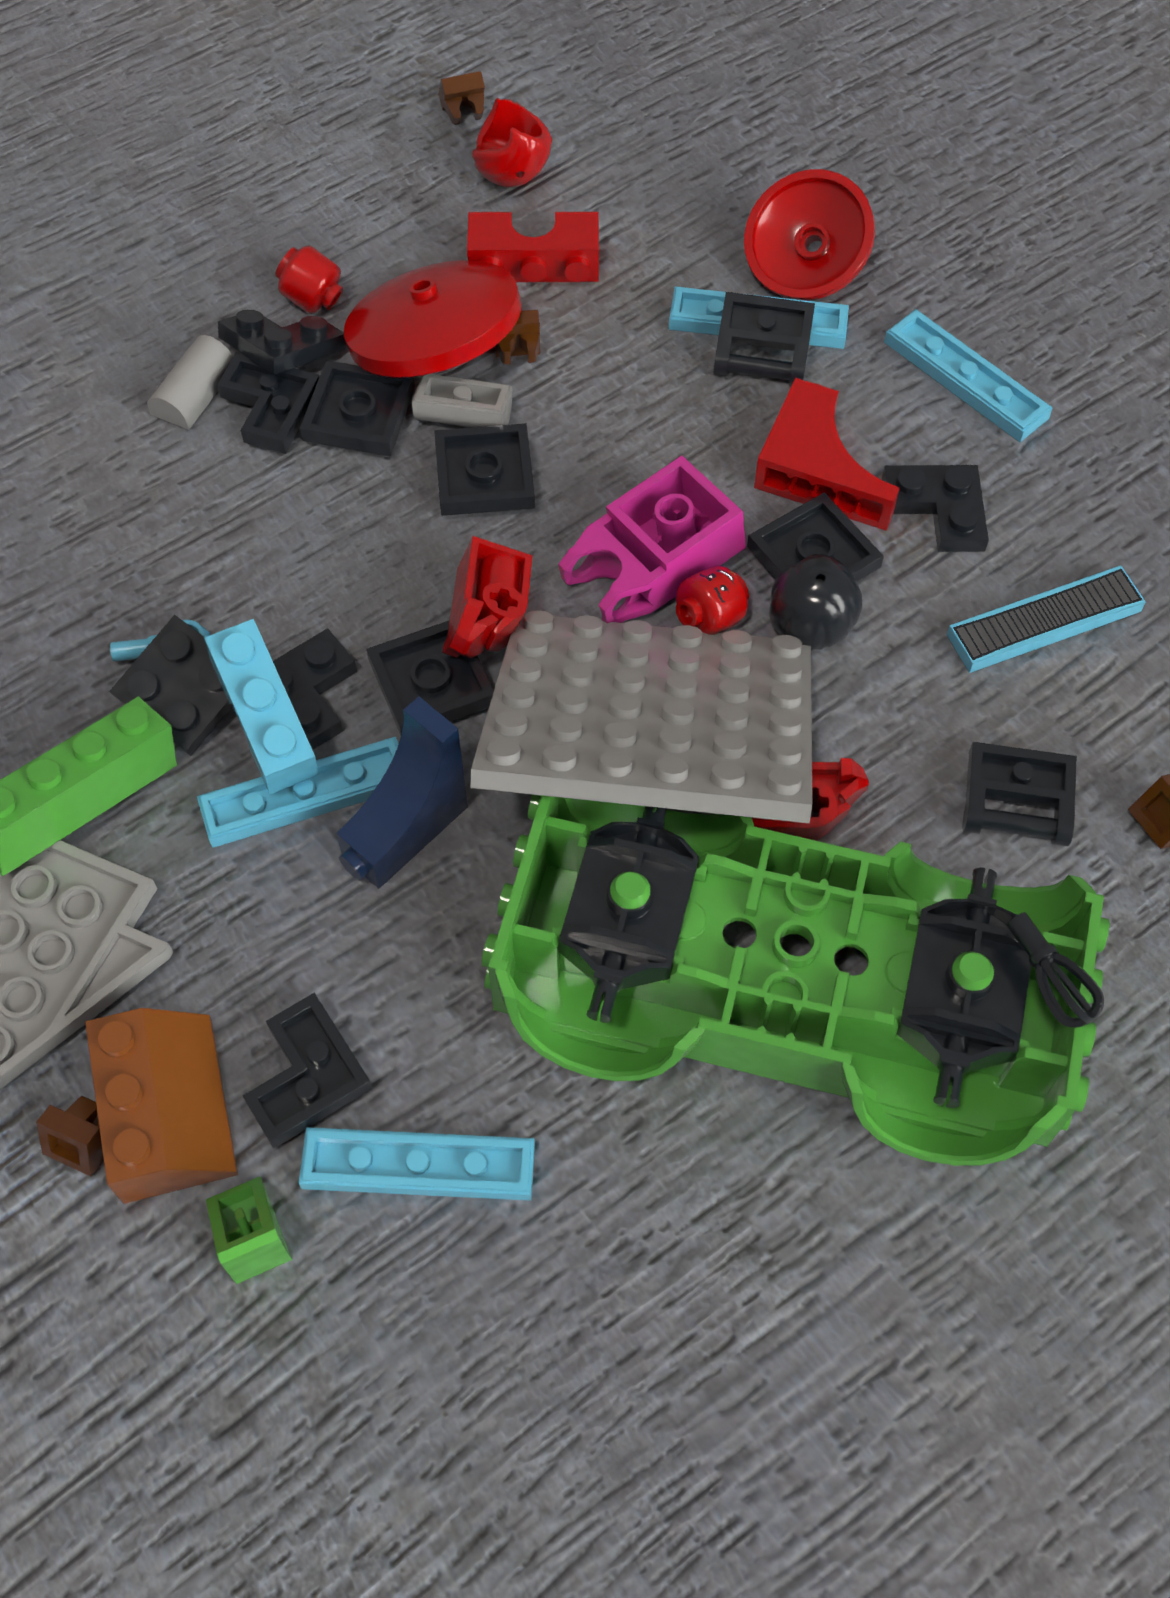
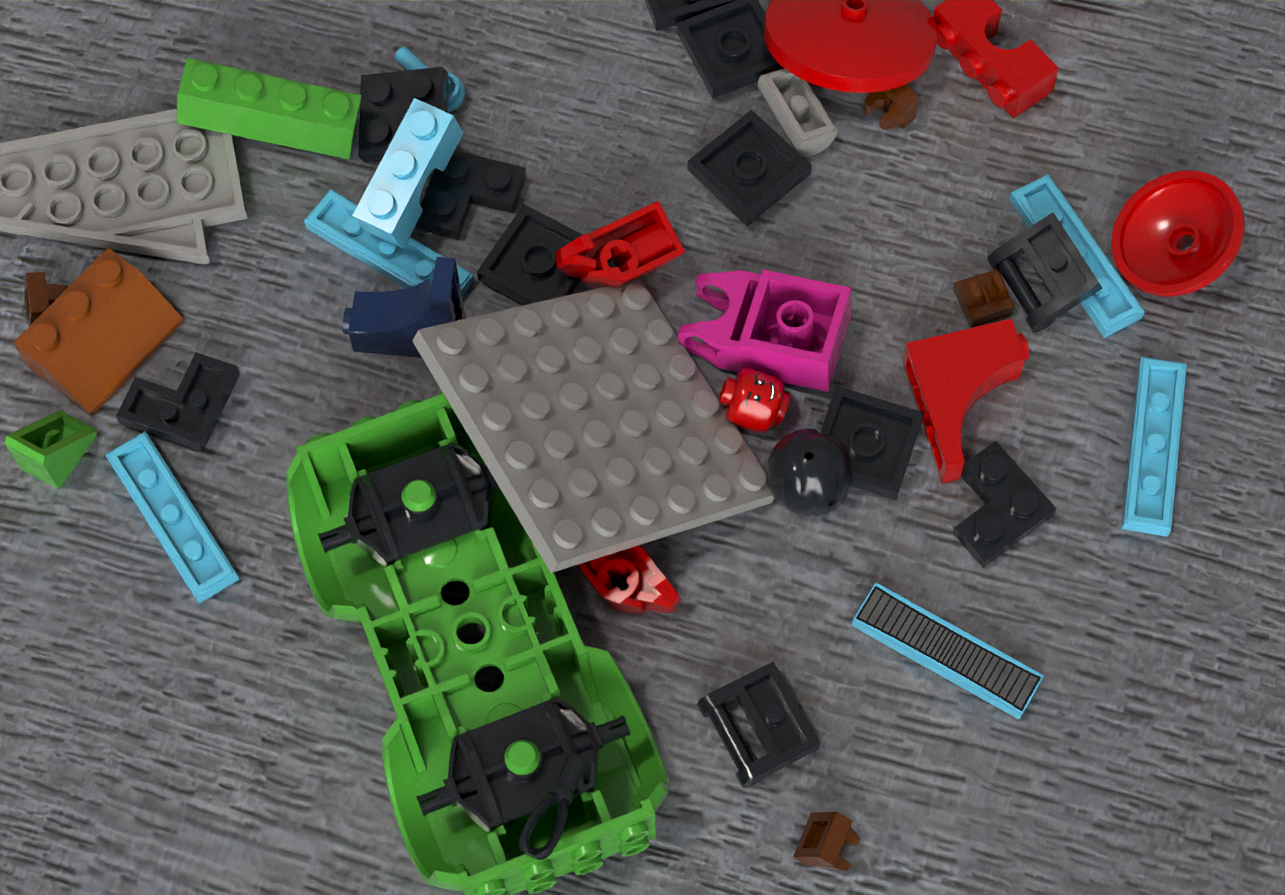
camera: 55 degrees right, 5 degrees up
(746, 394) = (983, 298): none -> reddish brown tile

